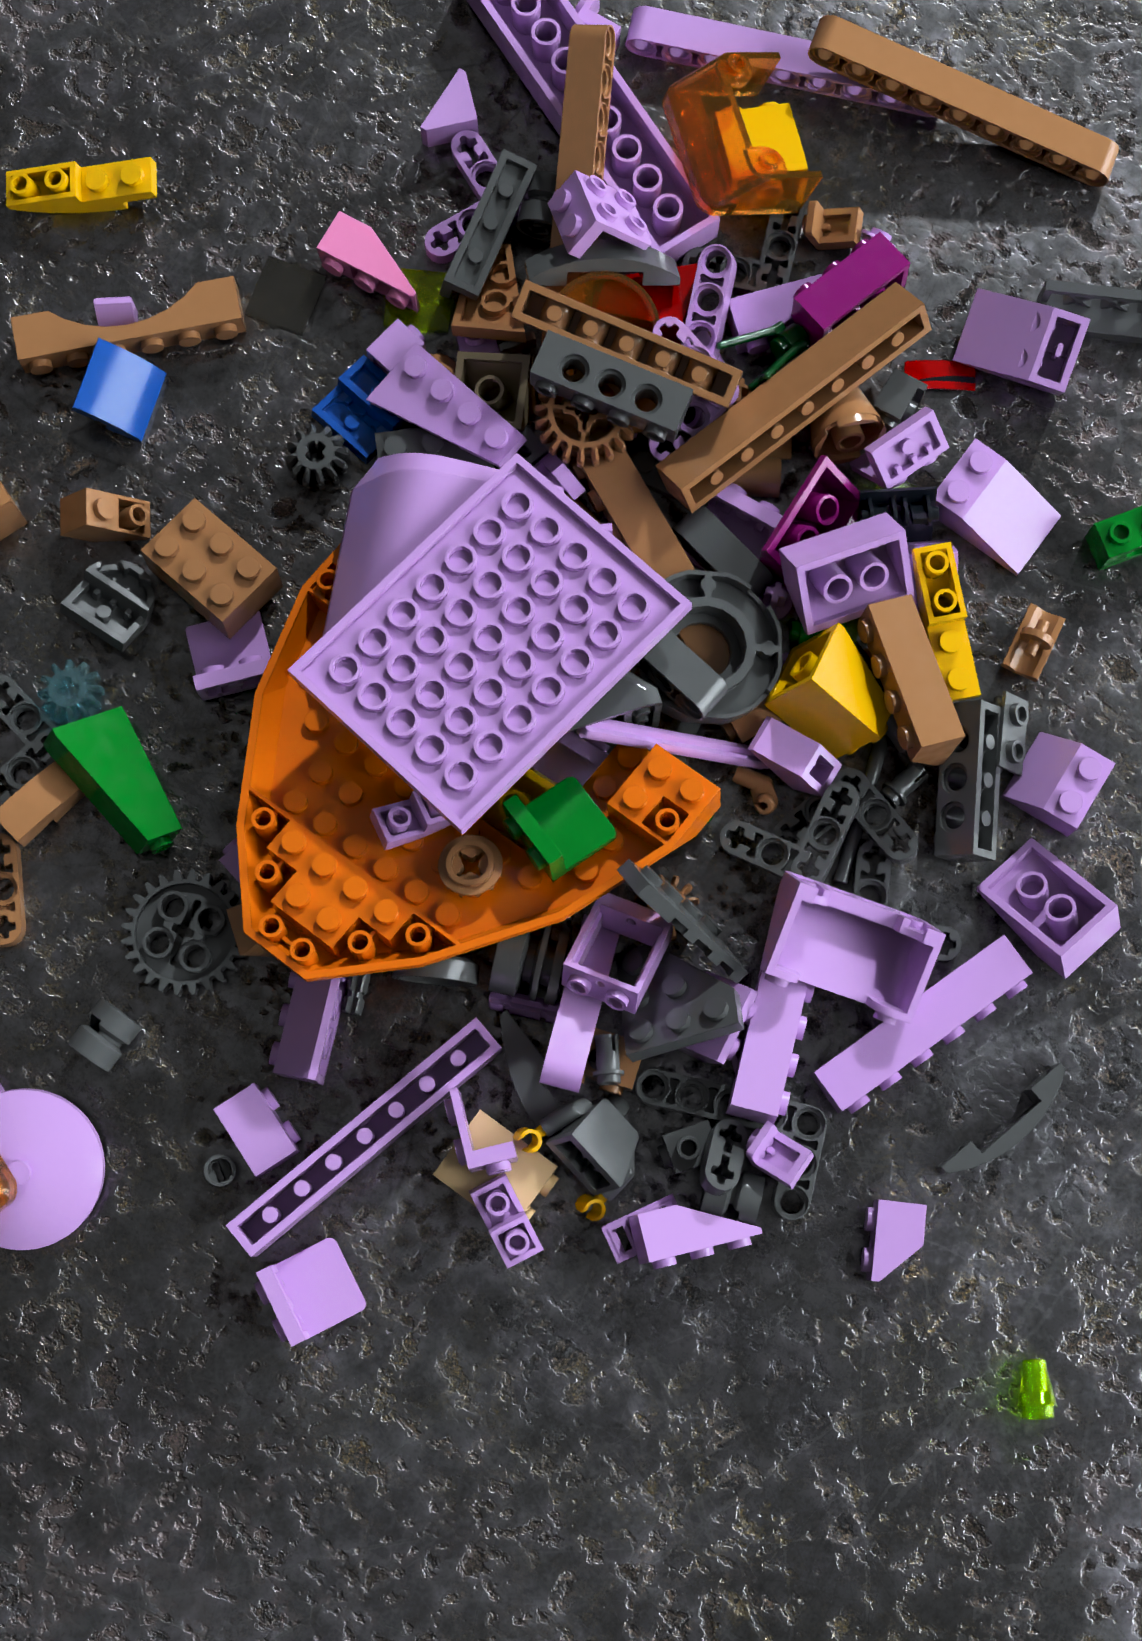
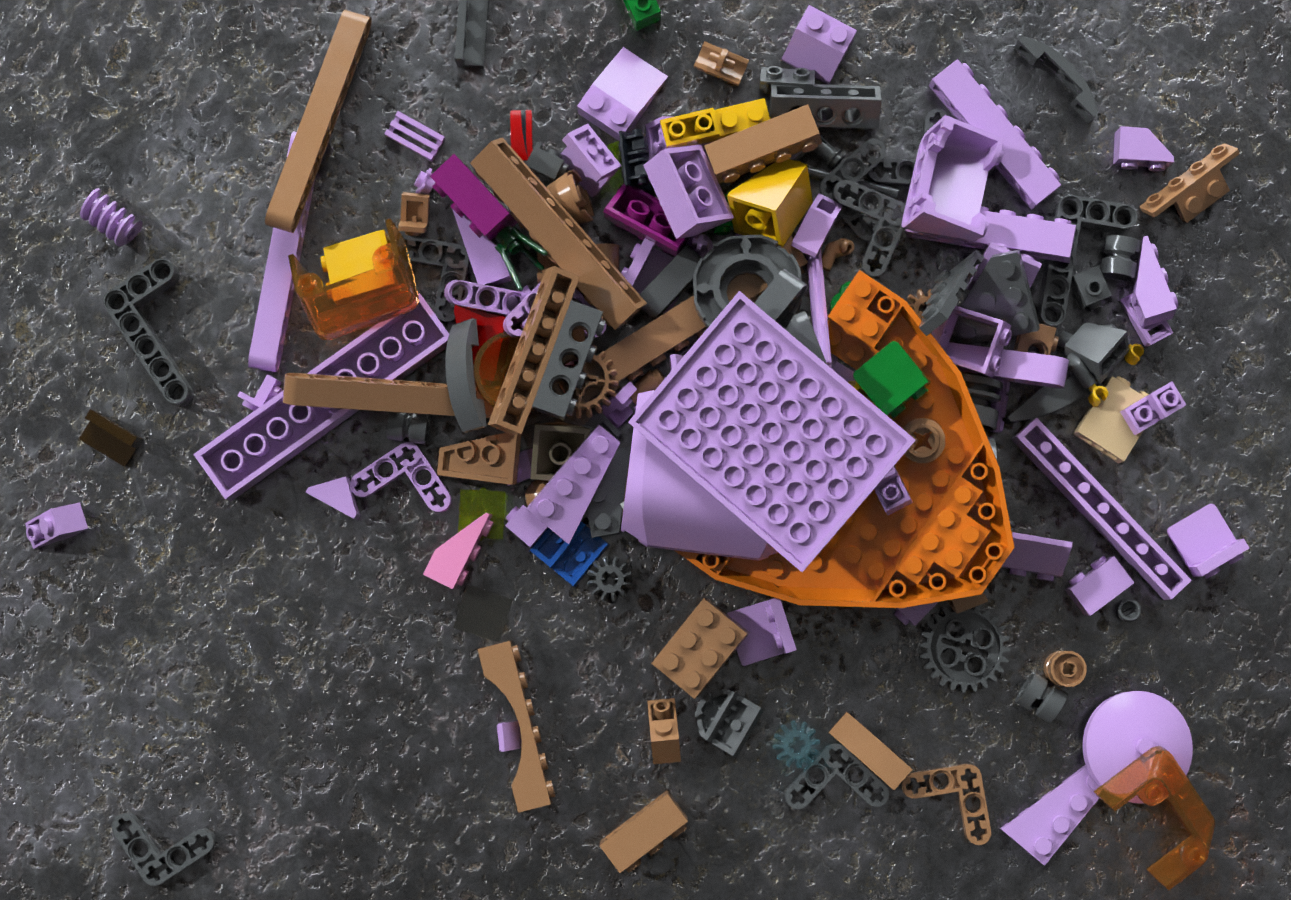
camera: 90 degrees left, 5 degrees up
(81, 189) = (408, 770): yellow slope -> none
(117, 778) = (859, 703): green slope -> none
(119, 390) = (567, 728): slope -> none
(142, 1070) = (1065, 668): none -> medium nougat wheel
(488, 226) = (432, 462): dark grey fence -> none
(494, 1159) = (1117, 418): lavender bracket -> none
(588, 207) = (429, 379): lavender bracket -> none
(607, 1060) = (1040, 344): dark grey pin -> none
(715, 1154) = (1100, 262): dark grey beam -> none
(777, 1155) = (1097, 225): lavender bracket -> none
(833, 1317) = (1195, 188): none -> medium nougat bracket
(956, 210) = (395, 125): none -> lavender tile
(1021, 341) = (499, 75): lavender slope -> none
(1036, 1391) = (1235, 52): clear neon green cone -> none
(1050, 907) = (907, 49): lavender slope -> none

